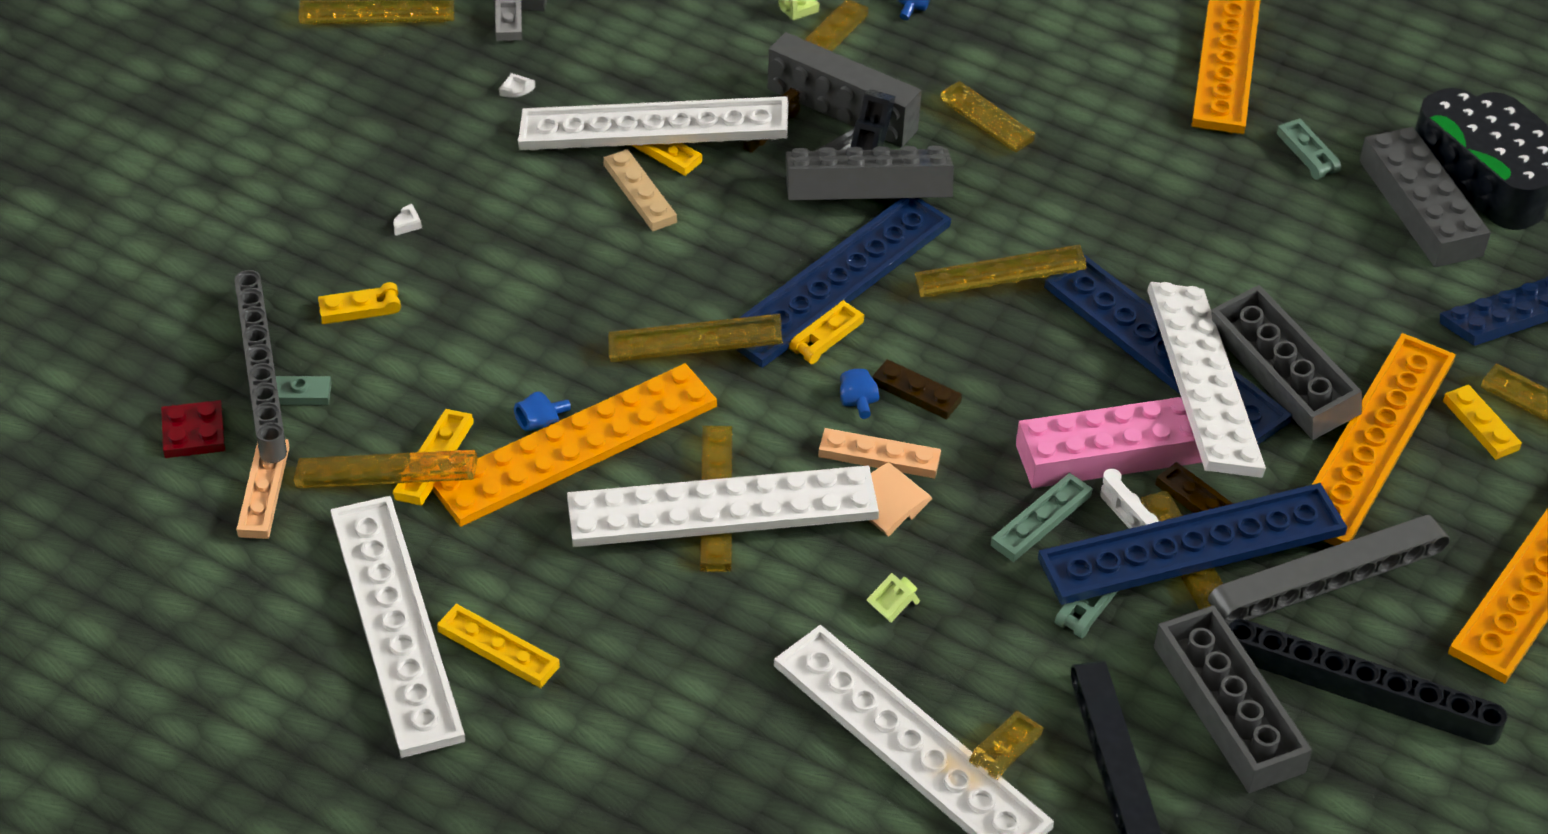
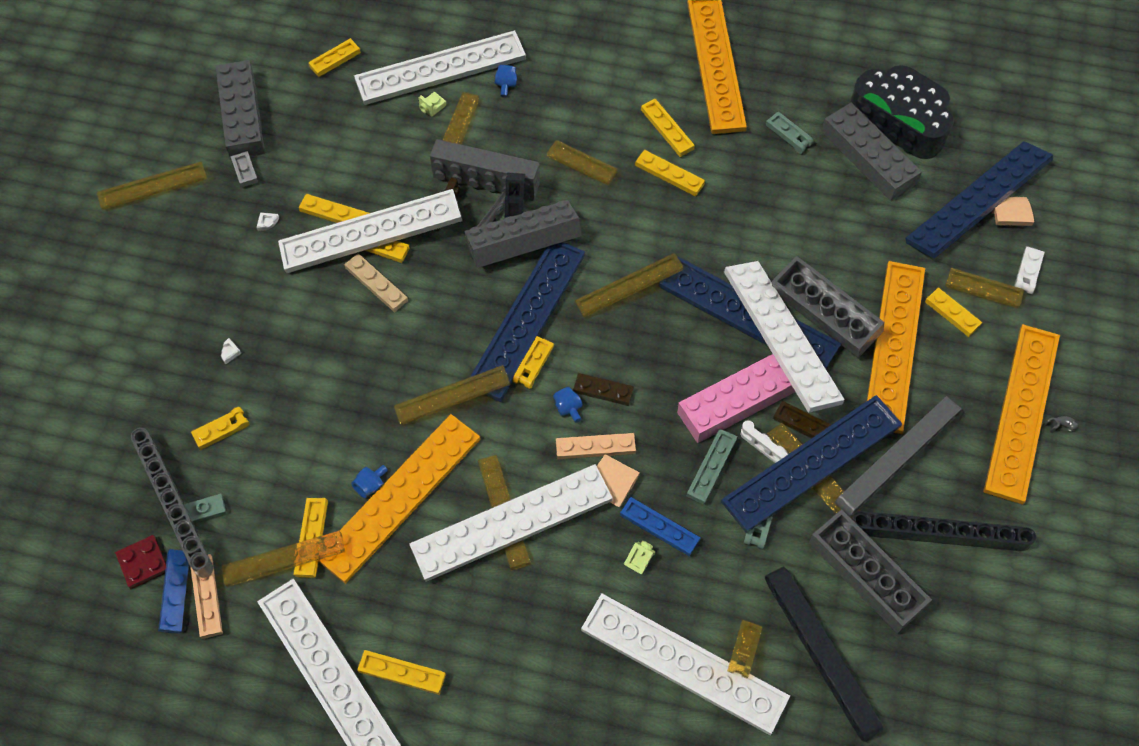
camera: 15 degrees left, 15 degrees up
(222, 472) = (174, 592): none -> blue plate
(601, 89) = (328, 210): none -> yellow plate
(937, 569) = (660, 526): none -> blue plate
(1112, 158) = (670, 173): none -> yellow plate
(1128, 103) = (667, 127): none -> yellow plate

